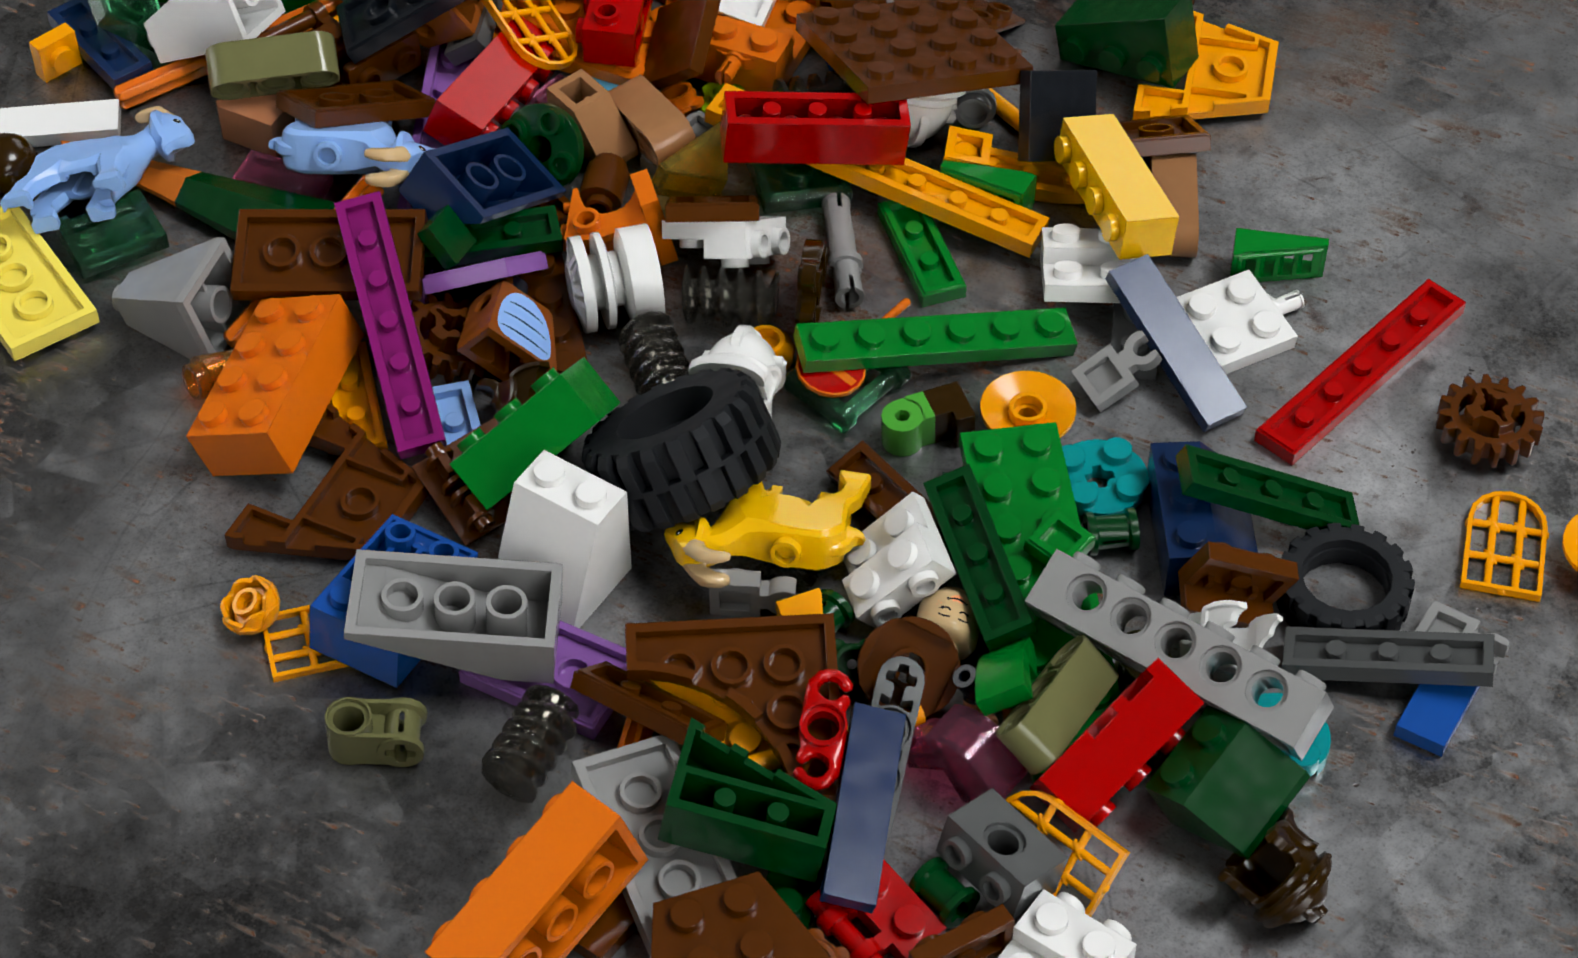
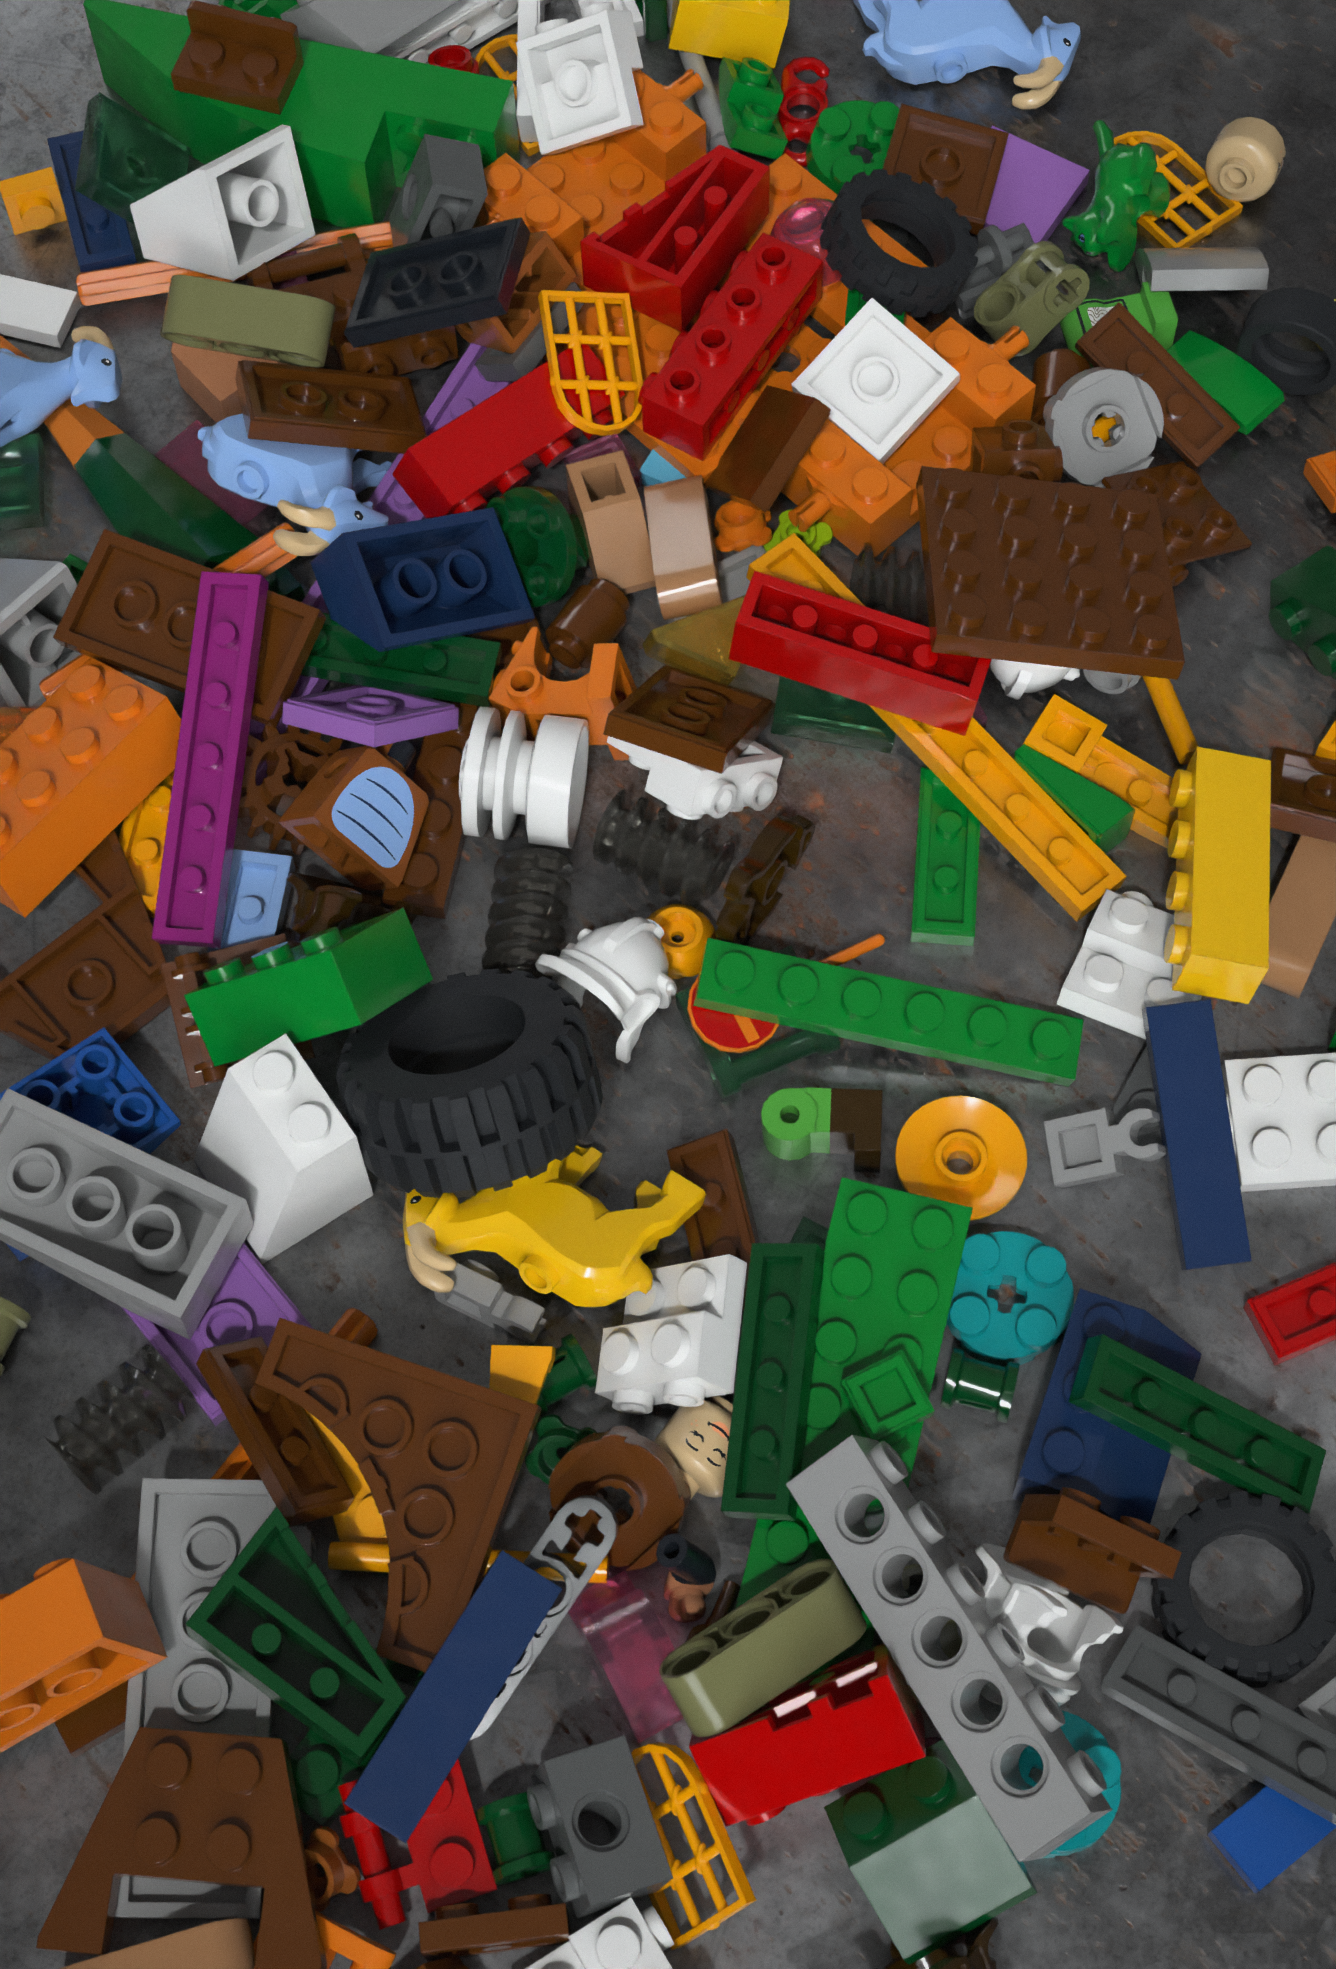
camera: 25 degrees right, 15 degrees up
(446, 237) = (334, 655): dark green tile -> none
(815, 708) = (448, 1604): red piece -> none
(844, 261) = (835, 845): light grey pin -> none
(1005, 677) = (714, 1575): green slope -> none
(1045, 101) = (1201, 710): black tile -> none

